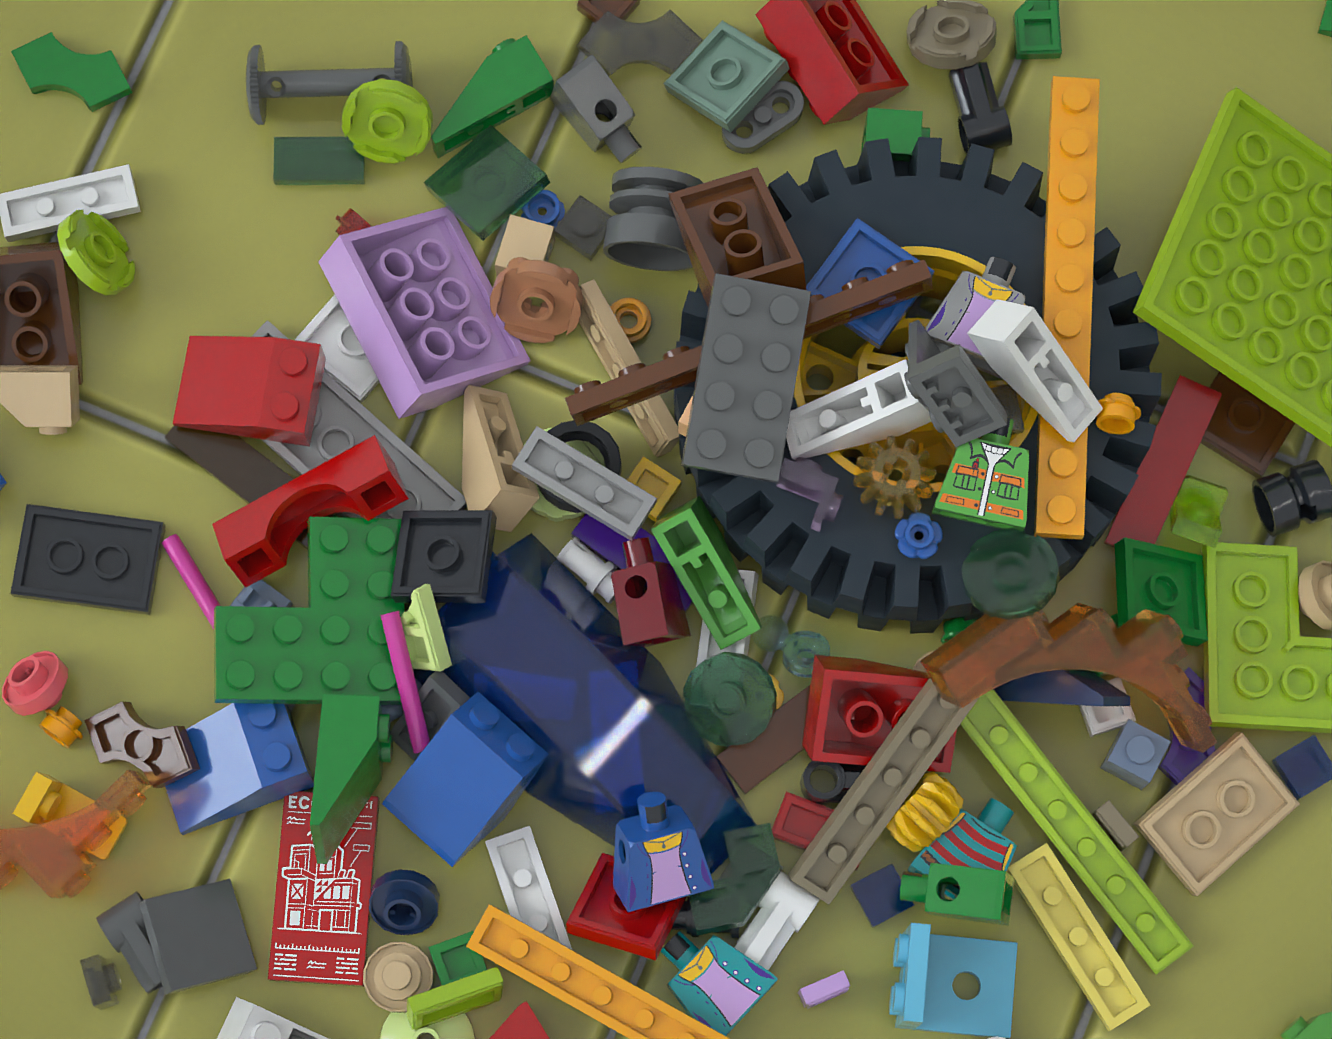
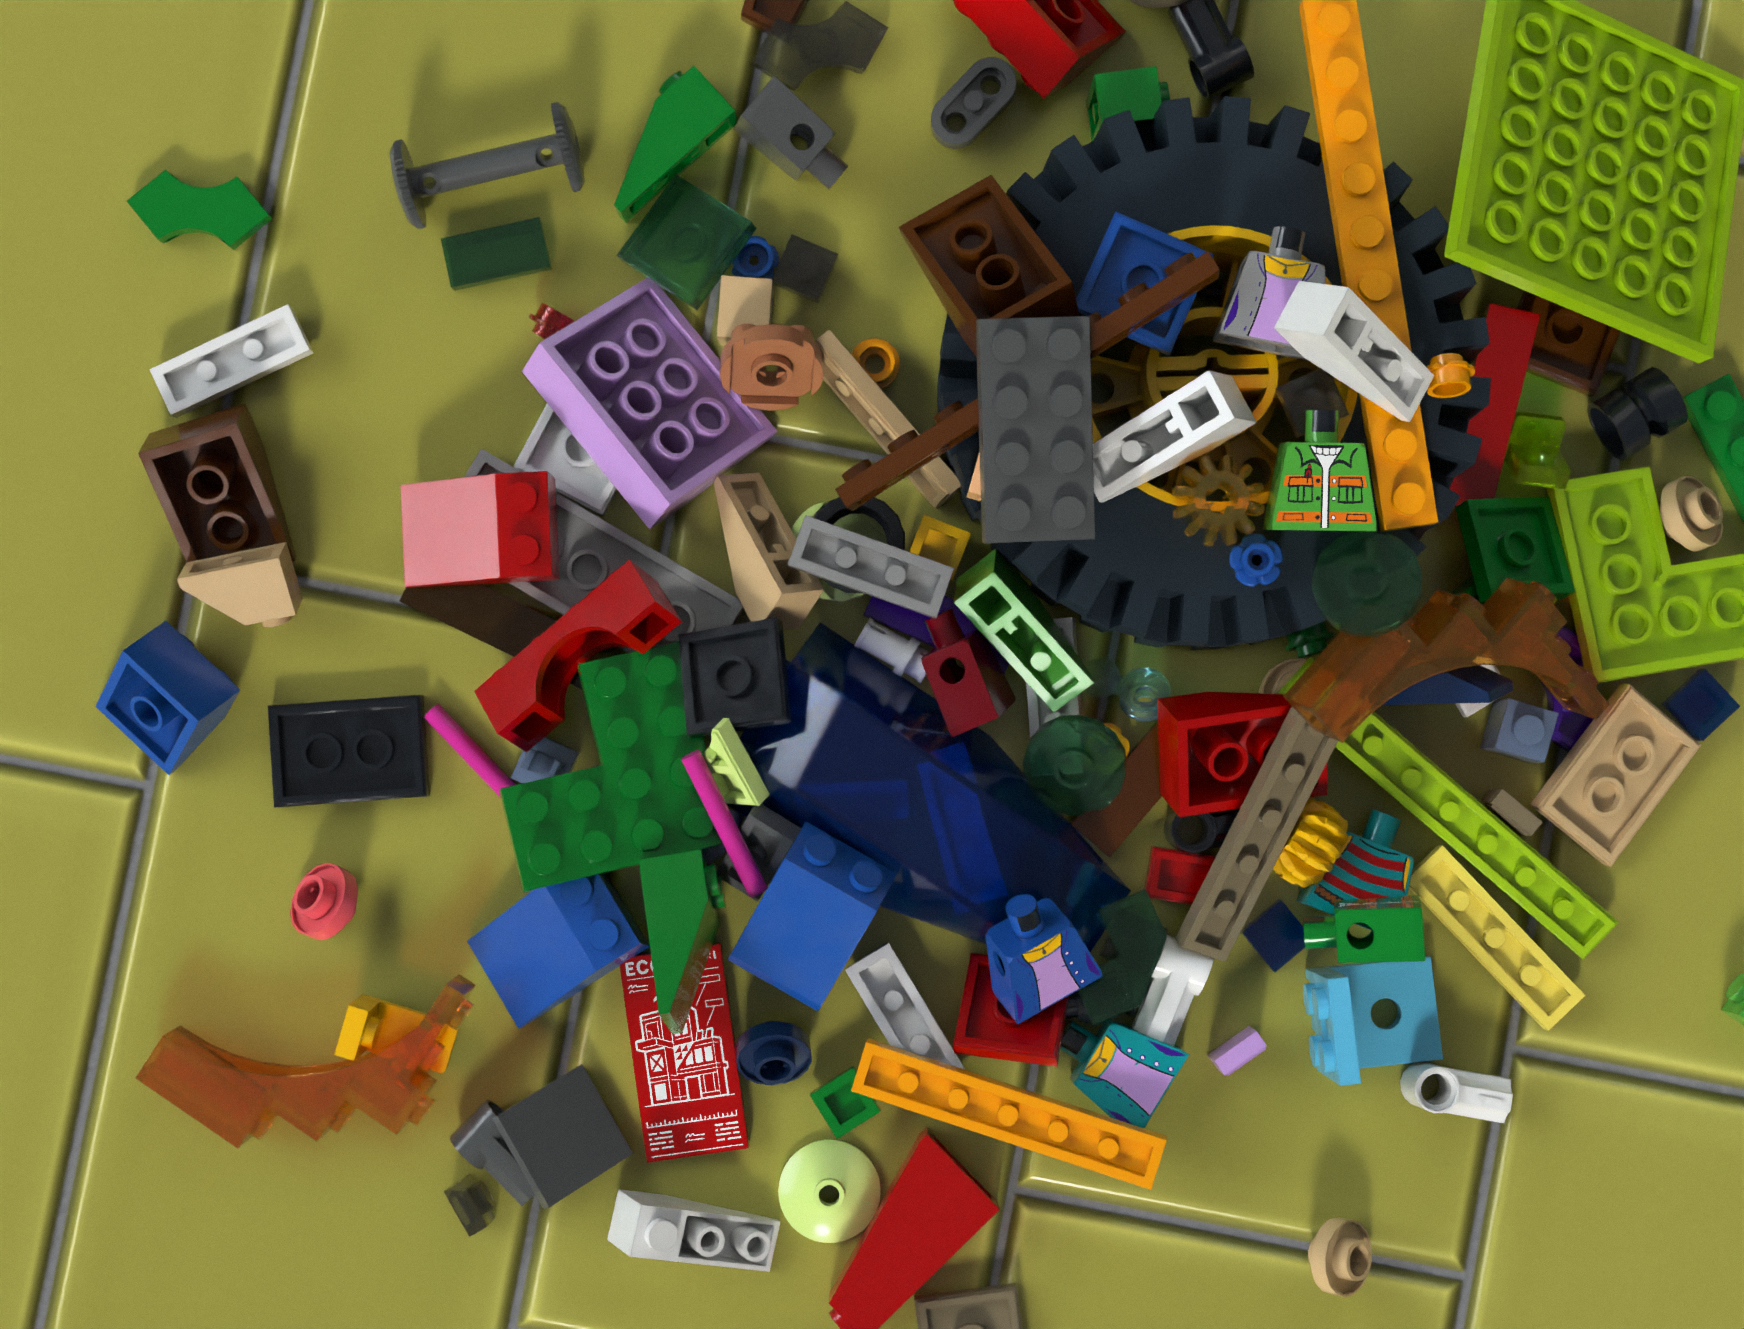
camera: 10 degrees left, 10 degrees up
(61, 726) = (364, 940): light orange plate -> none
(96, 252) = (275, 413): lime tile -> none
(159, 753) = (474, 949): tile -> none
(387, 121) = (562, 197): lime tile -> none
(395, 974) = (784, 1132): tan plate -> none
(454, 998) = (850, 1145): lime tile -> none
(646, 227) = (880, 259): dark grey wheel -> none
(726, 76) = (924, 64): sand green tile -> none
(808, 480) = (1121, 523): clear purple bracket -> none
(951, 389) = (1266, 394): dark grey bracket -> none

